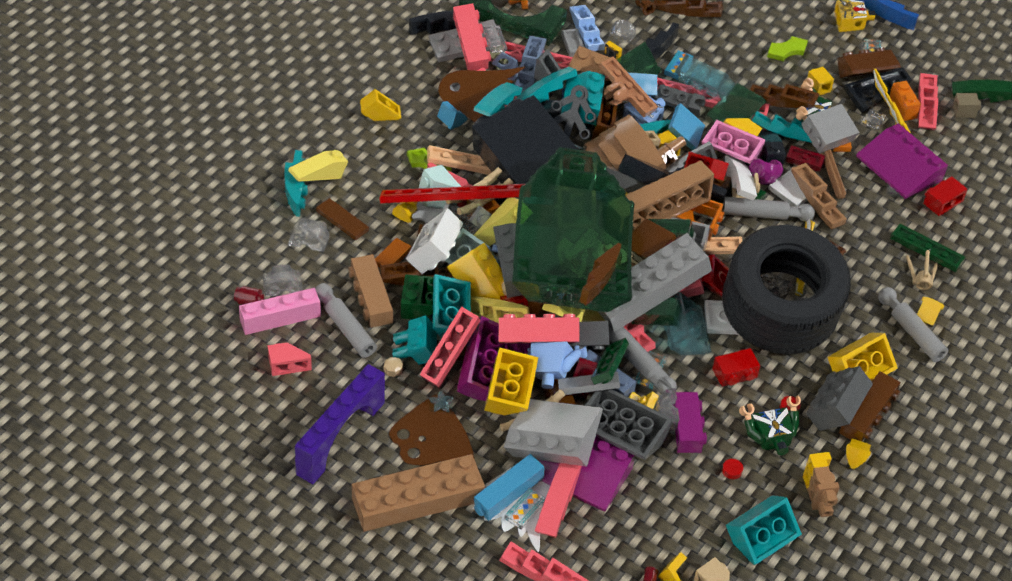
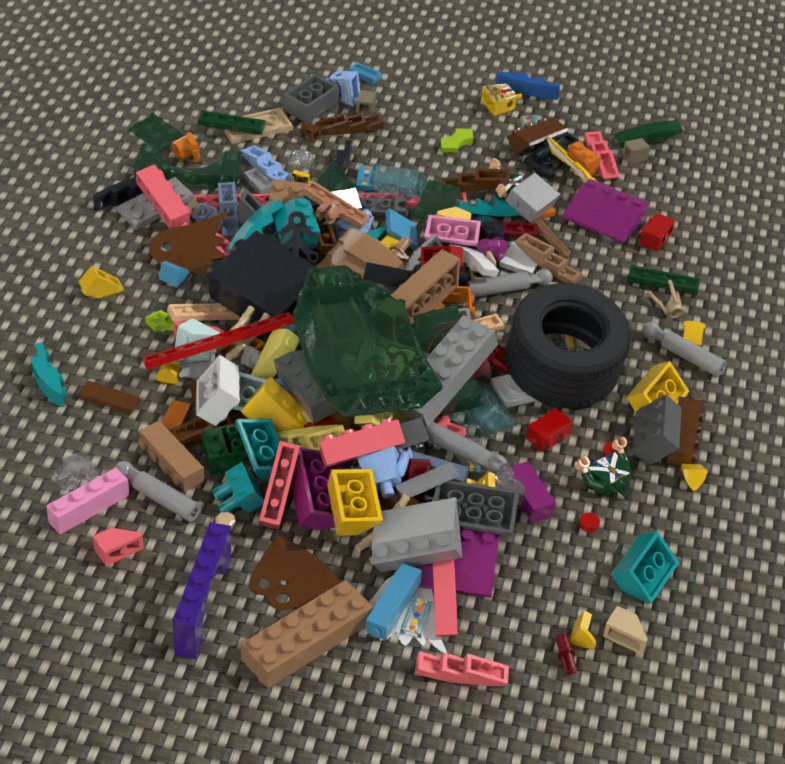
camera: 20 degrees left, 5 degrees down
(246, 295) = (47, 494): dark red brick -> none
(309, 233) = (83, 418): clear cylinder -> none
(322, 166) = (69, 352): light yellow slope -> none
(441, 402) = (288, 541): clear light blue plant -> none
(495, 39) = (187, 193): clear tile -> none
(497, 99) = (218, 245): teal slope -> none
(600, 274) = (405, 371): reddish brown slope -> none
(609, 361) = (439, 454): dark green plate -> none
(650, 238) = (429, 331): reddish brown tile -> none
(821, 483) = (678, 510): medium nougat hips -> none
(822, 80) = (505, 158): yellow brick -> none
(874, 119) = (562, 182): clear tile -> none

